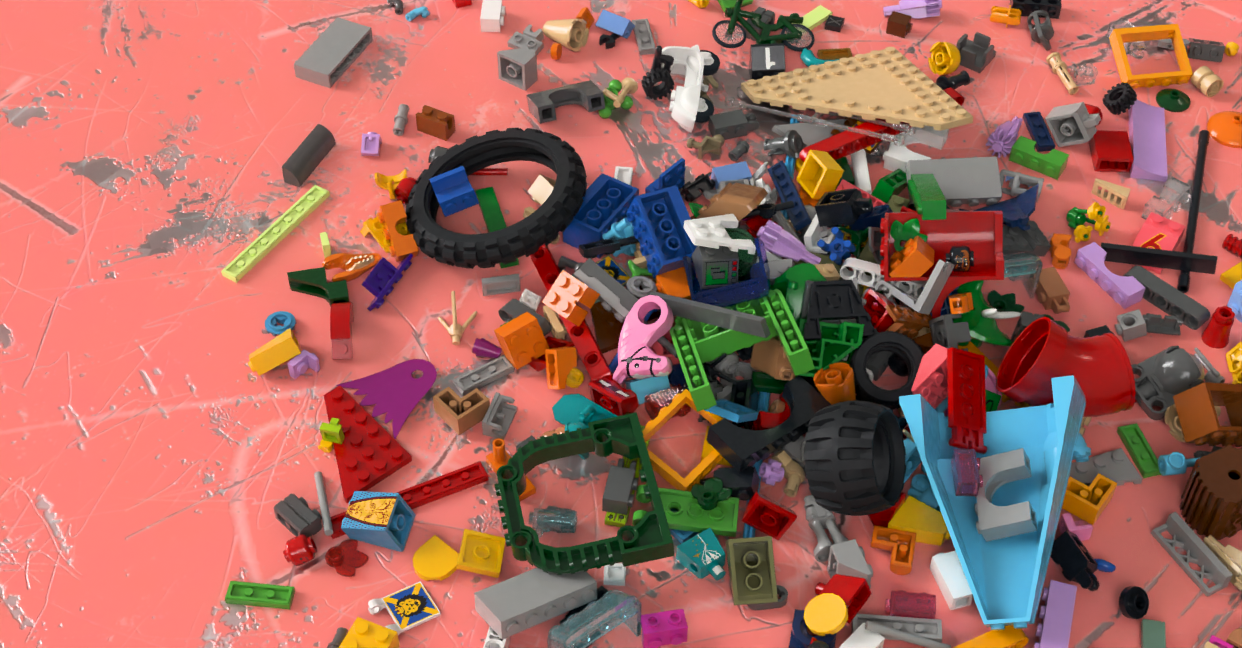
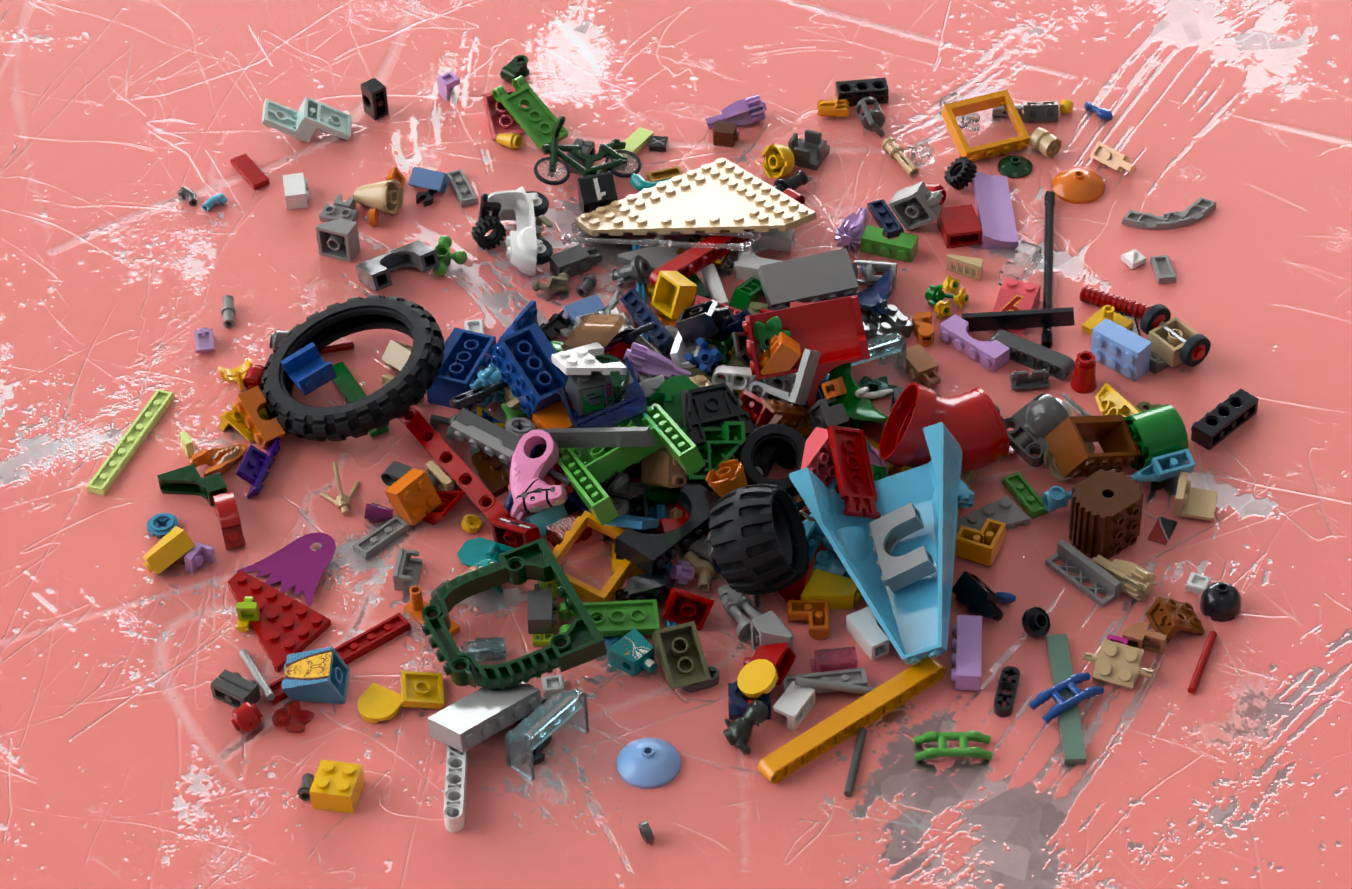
camera: 10 degrees left, 5 degrees down
(260, 595) = (218, 763): bright green tile -> none
(308, 156) = (142, 362): dark grey brick -> none
(333, 52) = (136, 255): light grey brick -> none
(406, 607) = (362, 747): flag -> none
(435, 123) = (266, 308): dark orange brick -> none
(461, 412) = (368, 572): medium nougat brick -> none
(500, 284) = (376, 451): light grey tile -> none
(530, 299) = (410, 459): white tile -> none
(558, 365) = (455, 512): orange arch -> none
(565, 294) = (447, 446): piece -> none
(629, 86) = (459, 240): tan piece -> none
(664, 628) = (610, 720): dark pink bracket -> none
(710, 493) = (628, 598): dark green plate -> none
(927, 197) = (783, 294): green brick -> none
(961, 257) = (826, 345): black head -> none
(966, 472) = (863, 533): clear pink brick -> none
(1077, 527) = (979, 570): bright pink panel -> none
(1131, 325) = (1001, 385): light grey brick -> none

